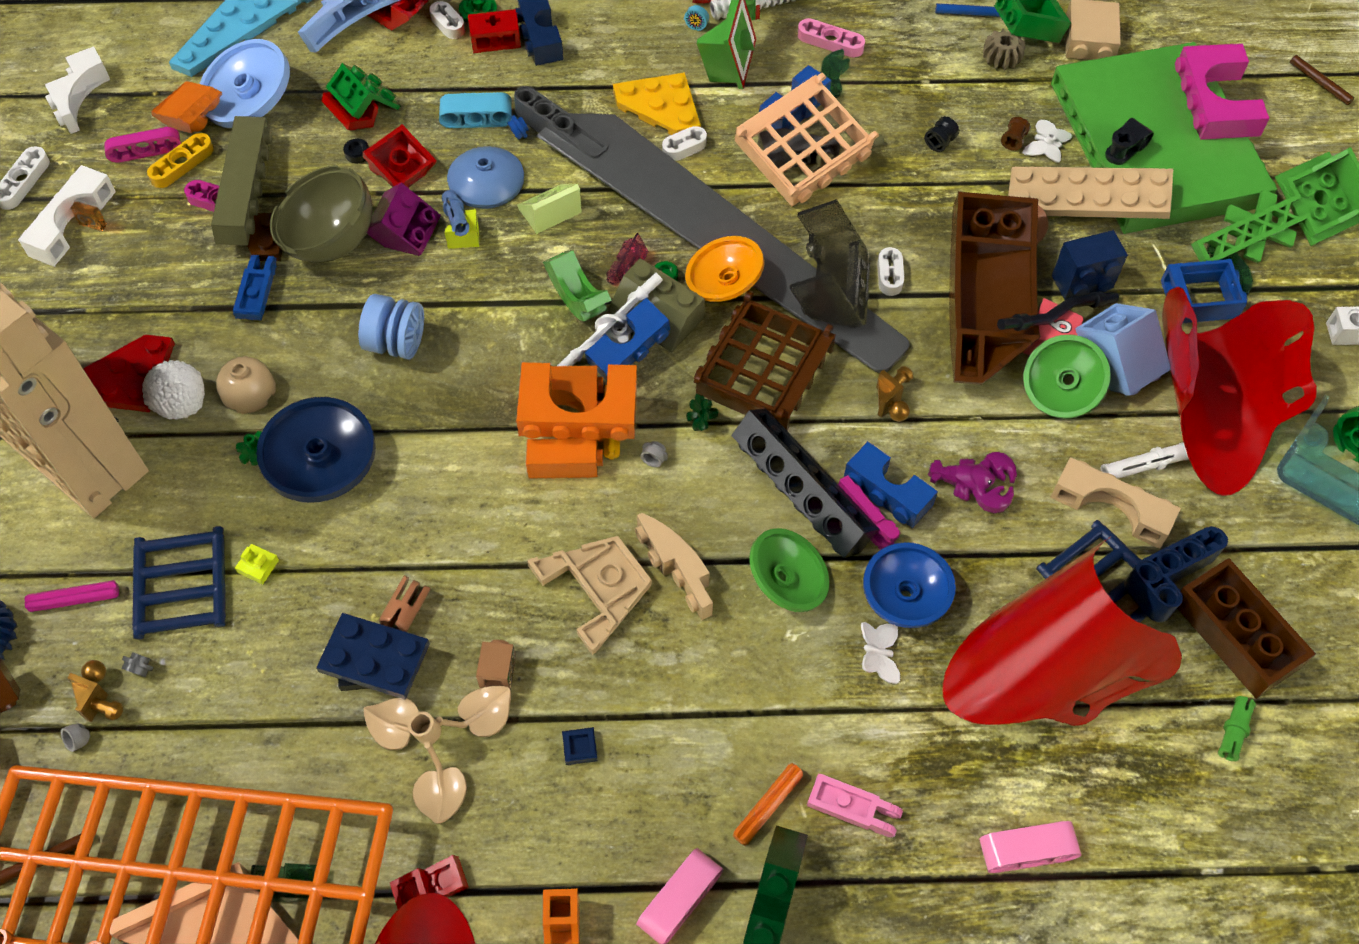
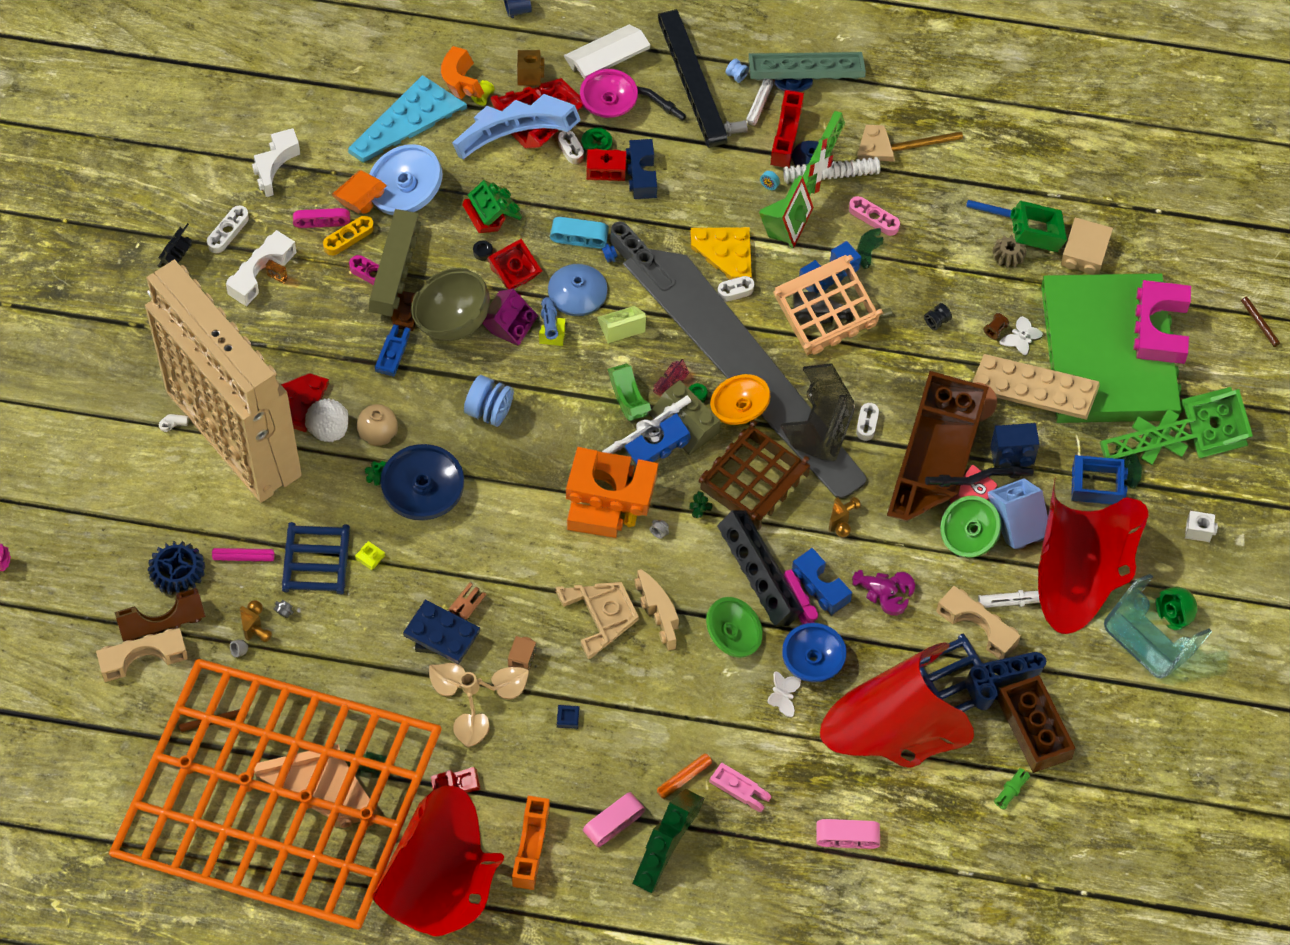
camera: 10 degrees right, 0 degrees up
(1128, 141) = (1075, 351): black piece -> none

